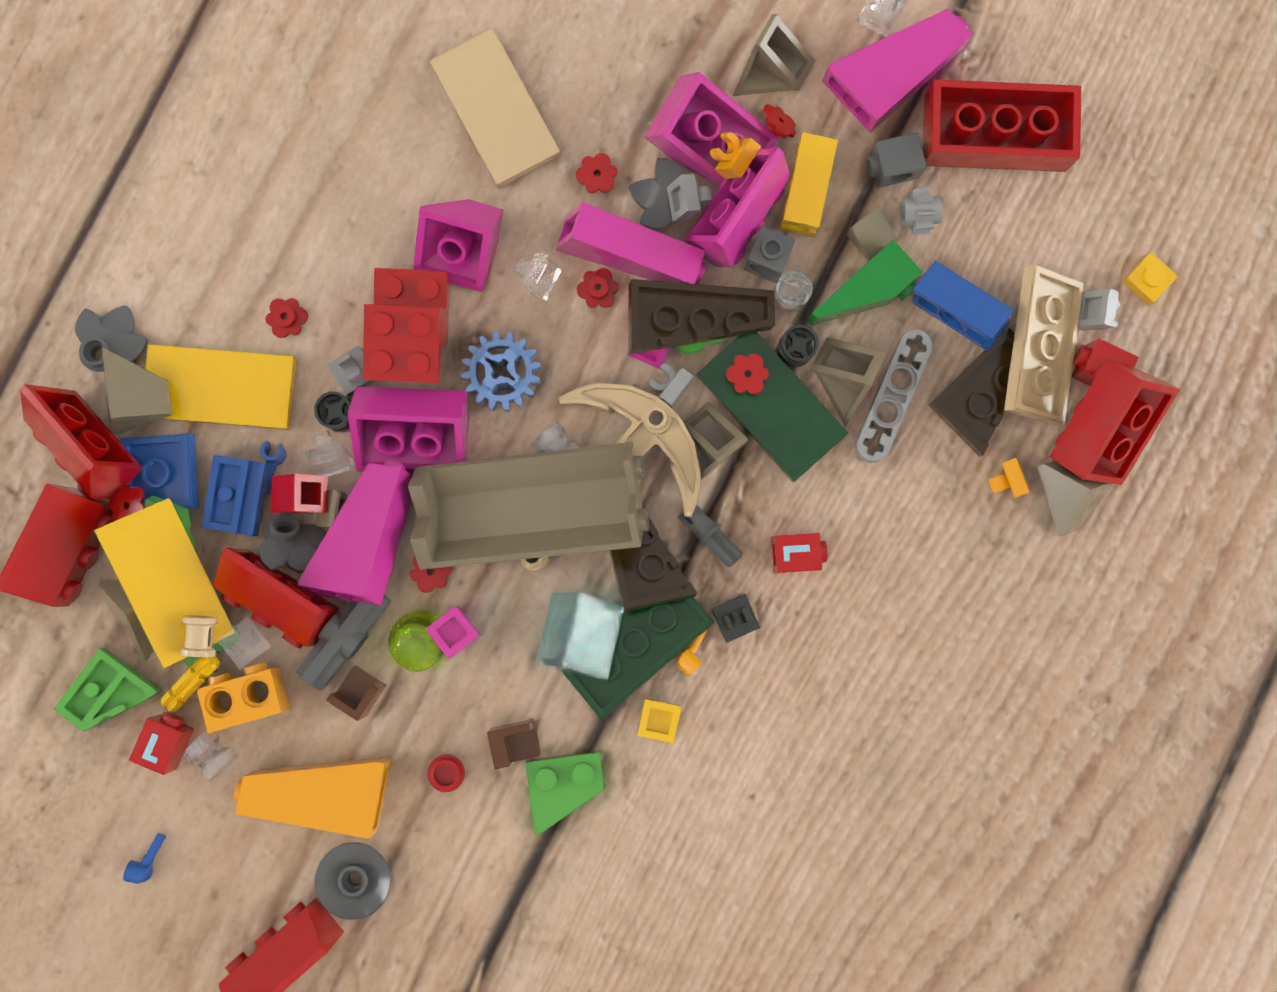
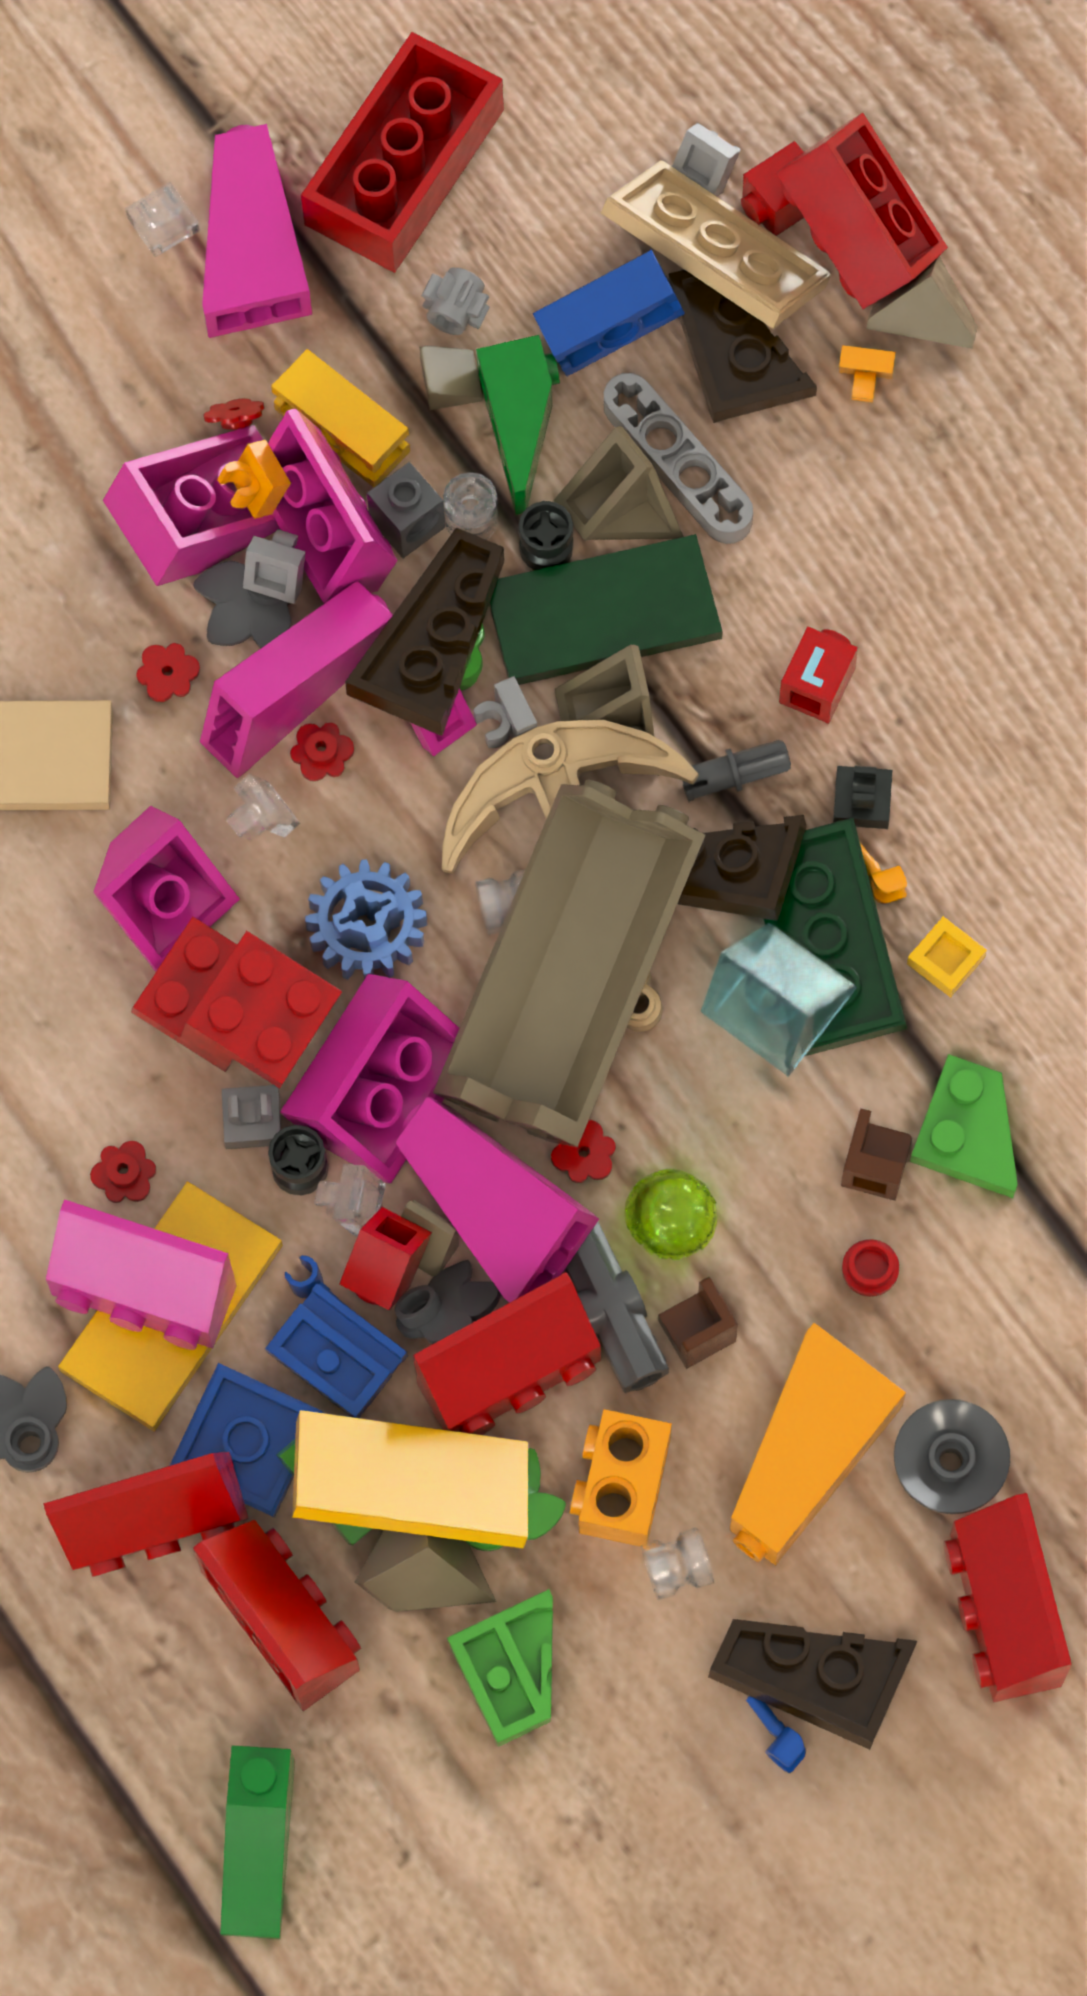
camera: 55 degrees left, 15 degrees down
(126, 502) = (257, 1489): red plant -> none
(133, 394) = (118, 1414): dark tan slope -> none
(161, 743) = (625, 1619): red brick -> none
(187, 867) = (818, 1677): none -> dark brown wing
(189, 682) = (561, 1539): yellow axle -> none
(199, 636) = (509, 1465): tan bush -> none
(208, 361) = (139, 1276): none -> slope
(243, 643) = (549, 1431): clear tile -> none
(453, 632) = (686, 1147): dark pink panel -> none
(751, 364) = (541, 602): red plant -> none
(775, 62) = (153, 378): dark tan slope -> none
(896, 160) = (372, 297): dark grey brick -> none
(1149, 278) = (700, 82): yellow plate -> none

